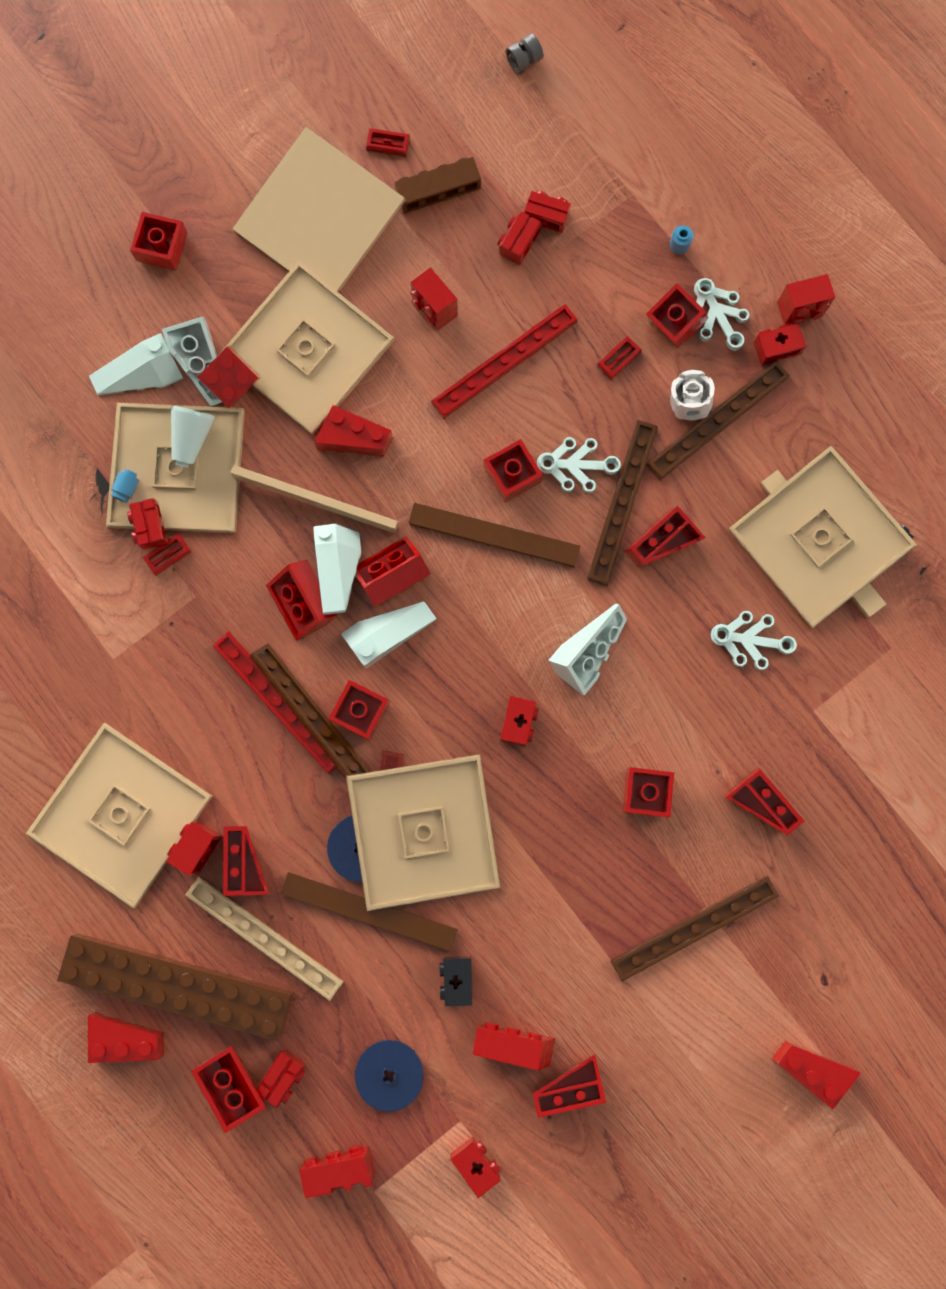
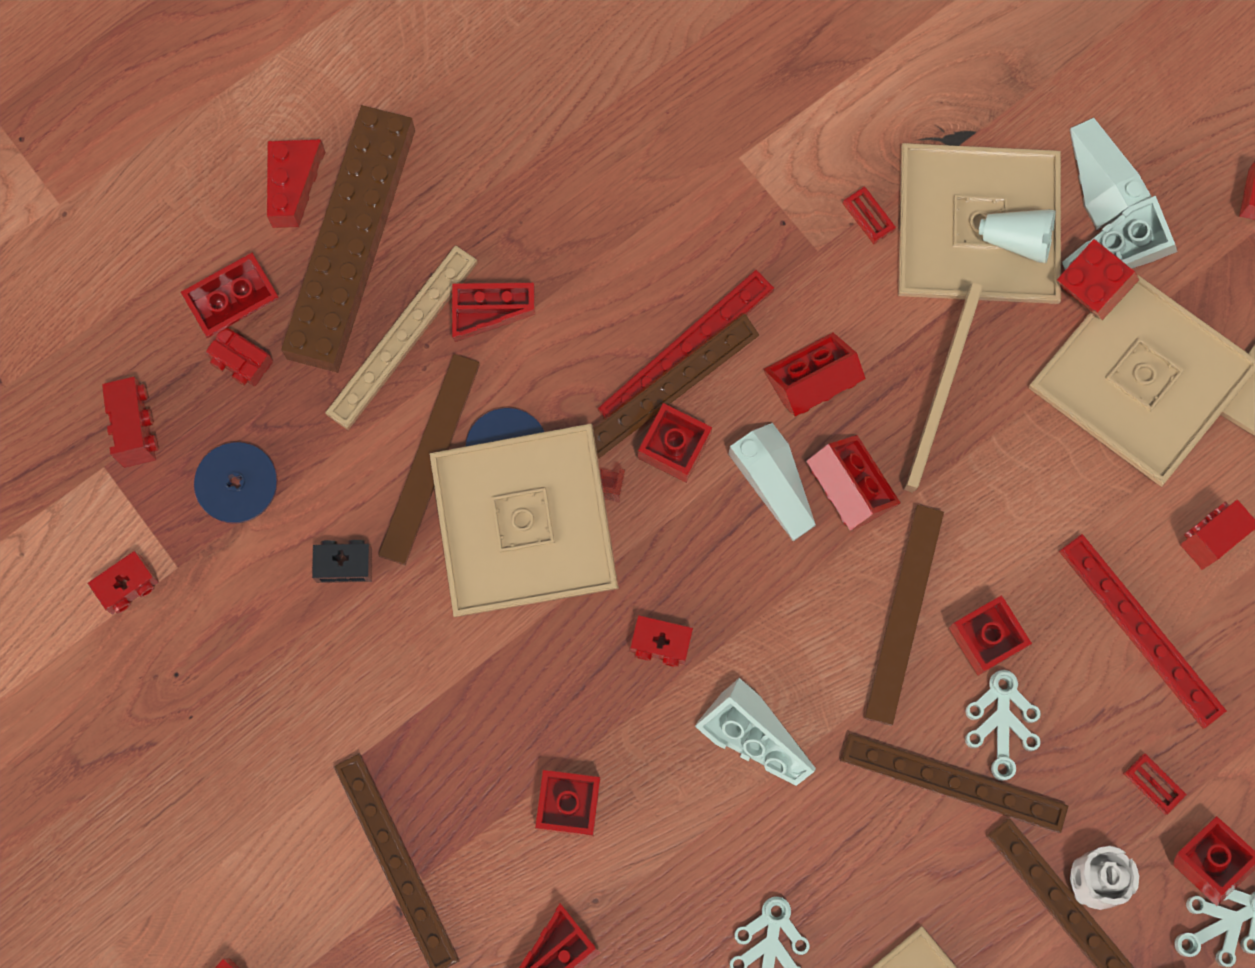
camera: 90 degrees right, 5 degrees down
(118, 815) = (551, 171): tan tile -> none
(124, 485) = (953, 162): dark azure brick -> none
(147, 524) = (905, 188): red brick -> none
(193, 848) = (509, 251): red brick -> none
(337, 561) = (865, 413): light aqua wedge -> none
(352, 433) = (1032, 429): red wedge -> none
(513, 1046) = (260, 630): red wedge -> none
(571, 1090) = (205, 699): red wedge -> none
(664, 537) = (906, 836): red wedge -> none

